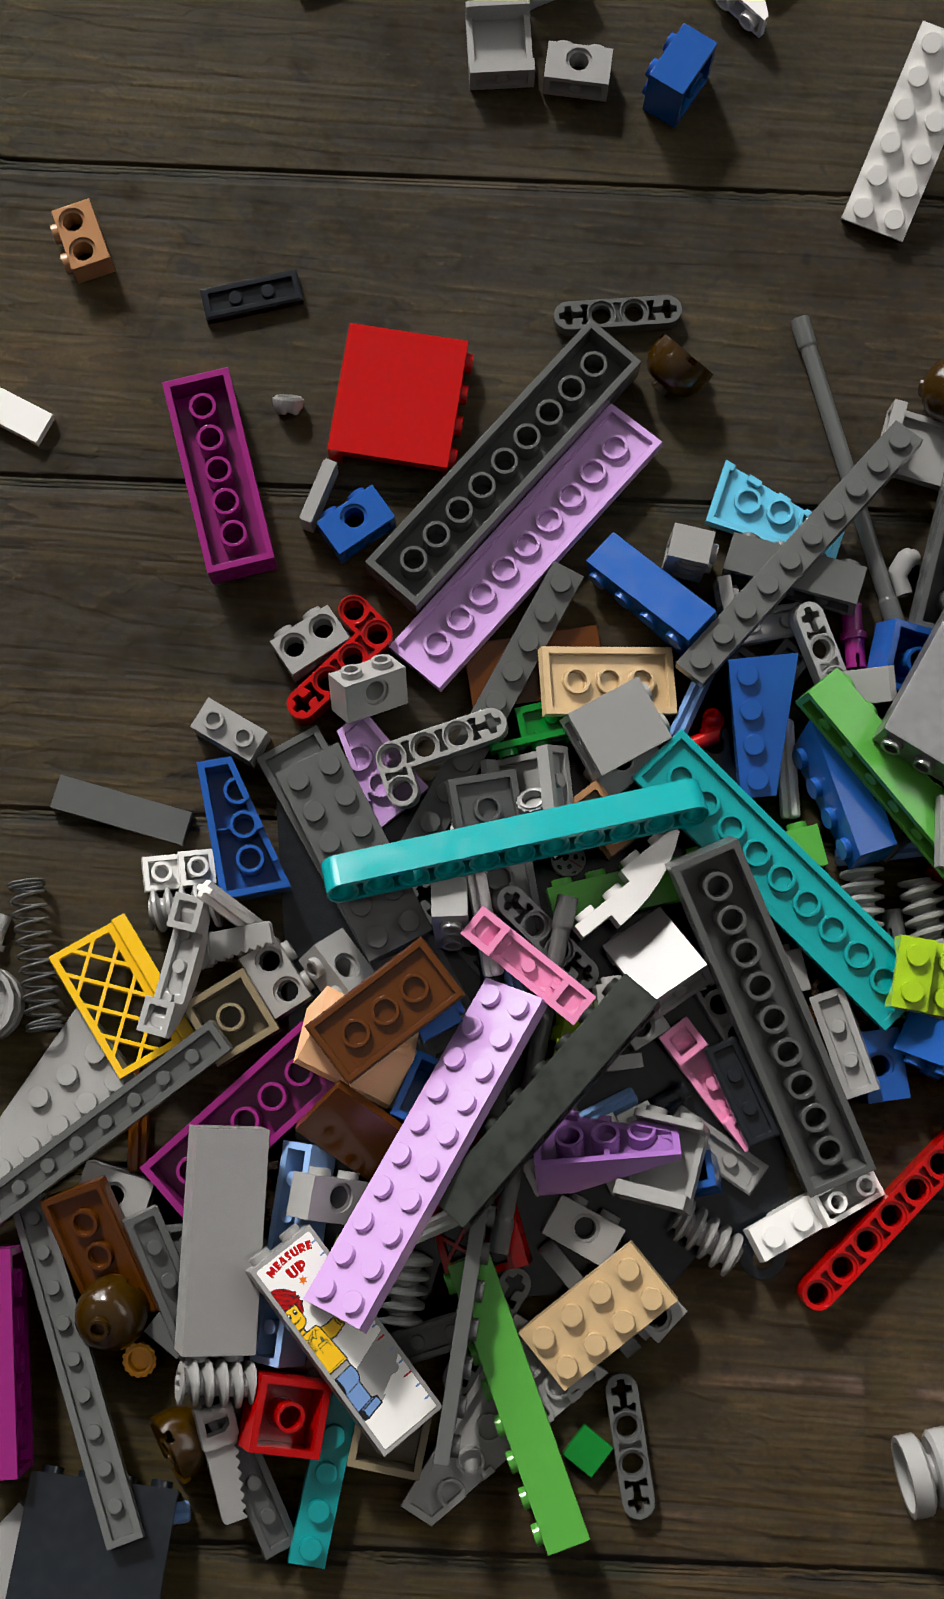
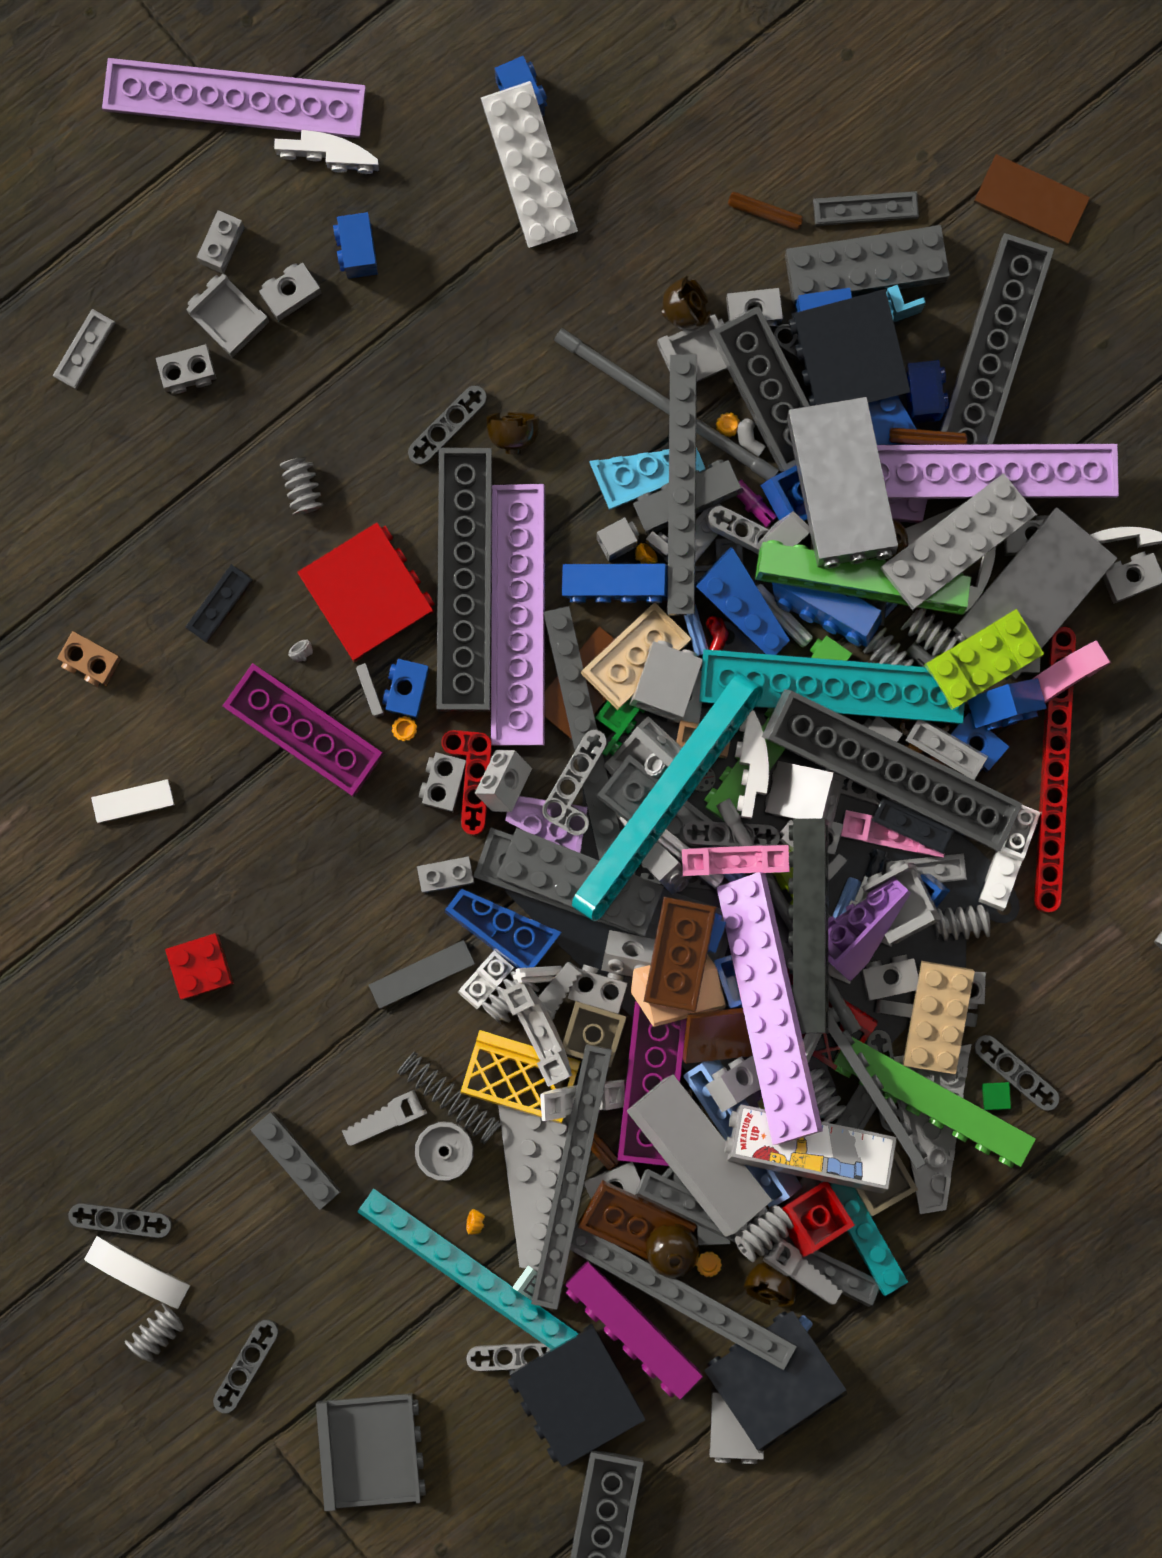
camera: 40 degrees left, 5 degrees up
(132, 1055) = (559, 1102): none -> white slope
(319, 560) = (404, 728): none -> light orange piece
(421, 52) = (185, 361): none -> light grey brick
(427, 249) = (300, 485): none -> light grey piece
(705, 591) = (645, 554): none -> light orange piece
(892, 541) = (727, 424): none -> light orange piece

